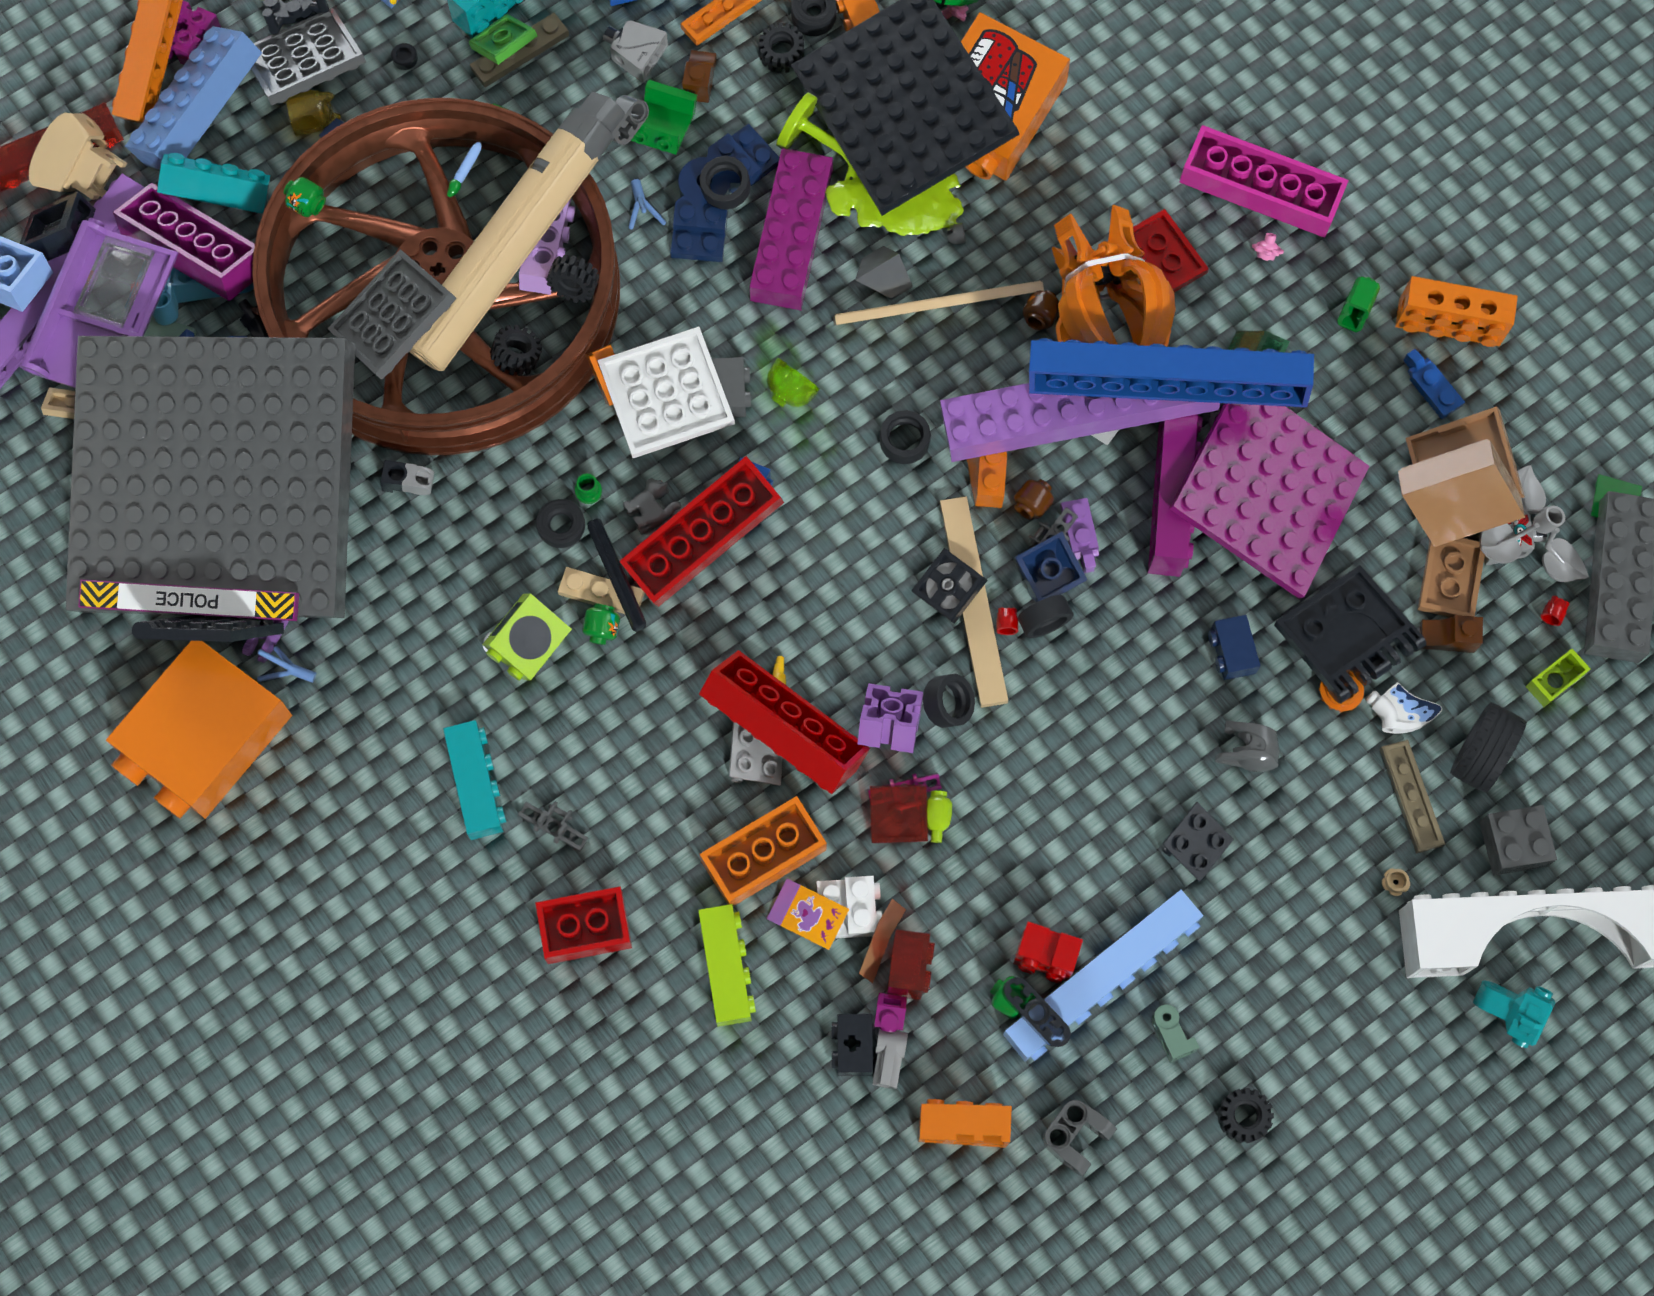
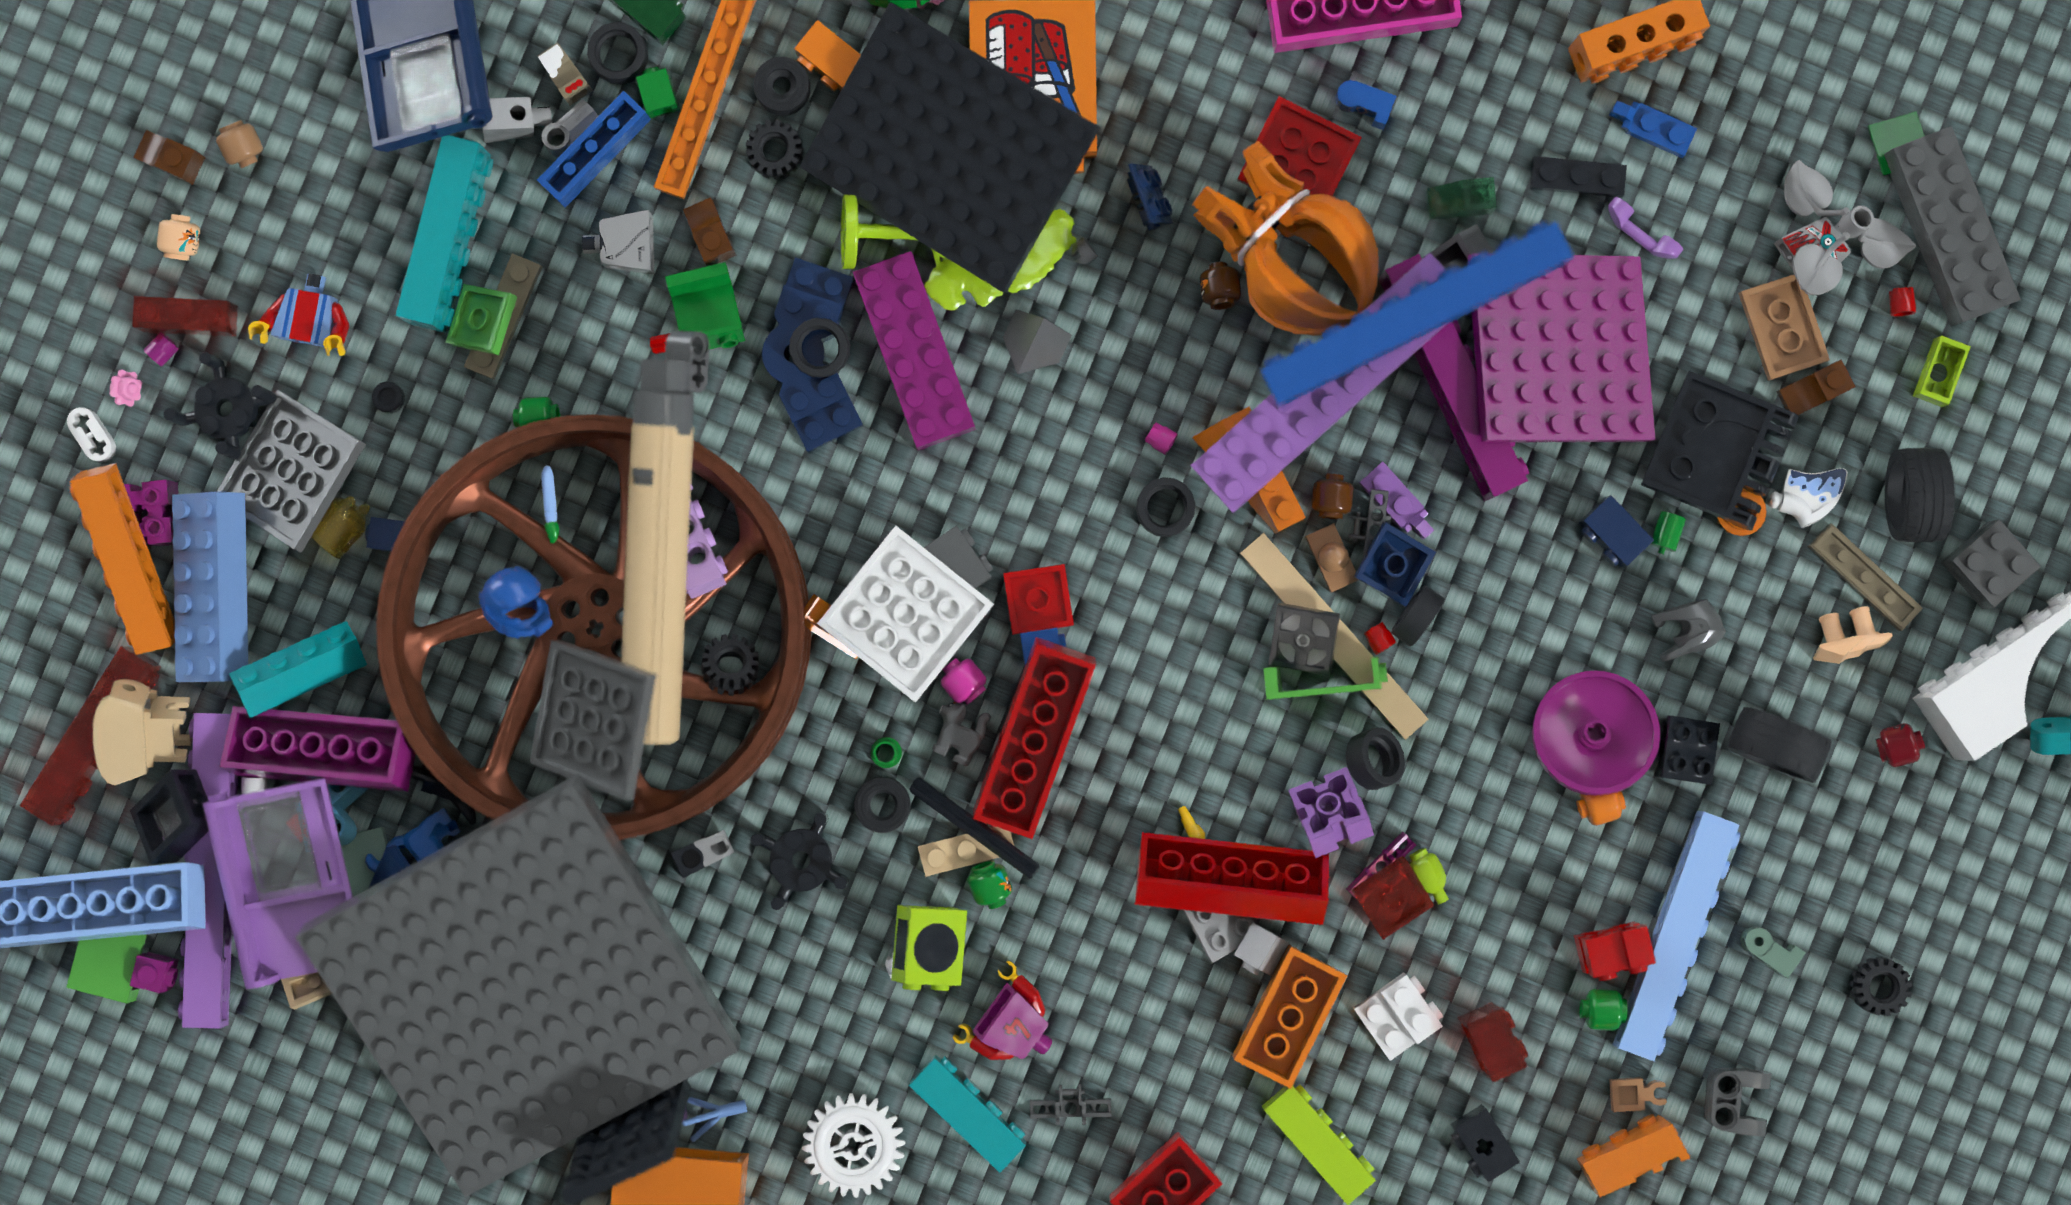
camera: 25 degrees left, 15 degrees up
(189, 600) = (586, 1122): tile -> none
(304, 197) = (415, 644): green head -> none
(391, 210) = (513, 590): none -> blue helmet
(398, 756) = (824, 1155): none -> white gear
(471, 512) = (787, 873): none -> black plate
(550, 731) = (1011, 1023): none -> magenta torso
(572, 278) = (746, 565): black tyre -> none
(641, 202) = (740, 414): medium blue plant -> none
(677, 469) = (963, 680): none -> dark pink head
(771, 445) = (1038, 599): none -> red plate
(772, 789) = (1261, 950): none -> light grey brick
(789, 385) = (1020, 524): clear neon green cylinder -> none
(808, 914) = (1365, 1046): sticker -> none
(880, 940) = (1448, 1029): medium nougat sticker -> none
(888, 1016) = (1505, 1102): magenta brick -> none
(889, 1052) = (1520, 1127): light grey piece -> none
(911, 613) = (1274, 684): none -> bright green panel
(932, 389) = (1161, 438): none -> dark pink hose
(939, 302) = (1111, 342): tan tile -> none
(993, 1078) = (1630, 1094): none -> medium nougat plate
(1006, 544) = (1332, 557): none -> medium nougat tile
(1028, 221) = (1147, 183): none -> dark blue hinge
(1046, 1033) = (1658, 1030): black beam -> none
(1104, 839) = (1601, 808): none -> orange head
(1131, 782) = (1596, 733): none -> magenta dish
(1227, 248) = (1365, 100): none -> blue leg
(1267, 248) = (1408, 76): bright pink plant -> none
(1270, 868) = (1779, 744): none -> black tyre
(1275, 671) = (1668, 531): none -> green piece
(1355, 387) = (1578, 176): none -> black plate
(1358, 304) = (1537, 87): green brick -> none
(1364, 834) = (1840, 648): none -> light nougat connector
(1367, 935) = (1900, 745): none -> dark red head
(1373, 427) = (1620, 213): none -> medium lavender bar
(1399, 875) = (1903, 669): tan plate -> none
(1462, 478) = (1751, 249): medium nougat container -> none

